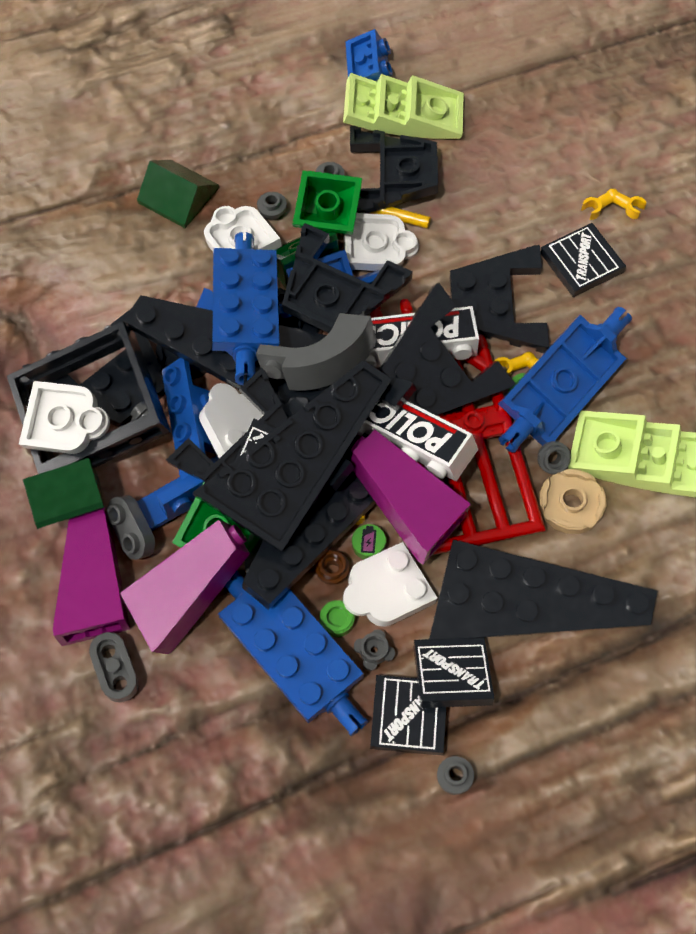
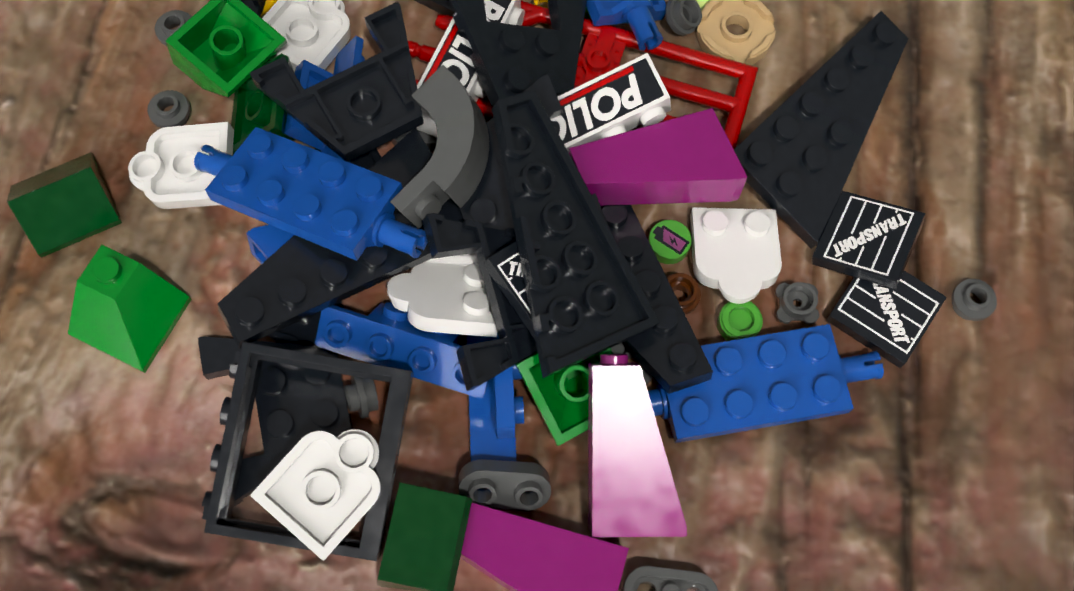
camera: 65 degrees left, 5 degrees up
(128, 261) = (124, 308): none -> green slope

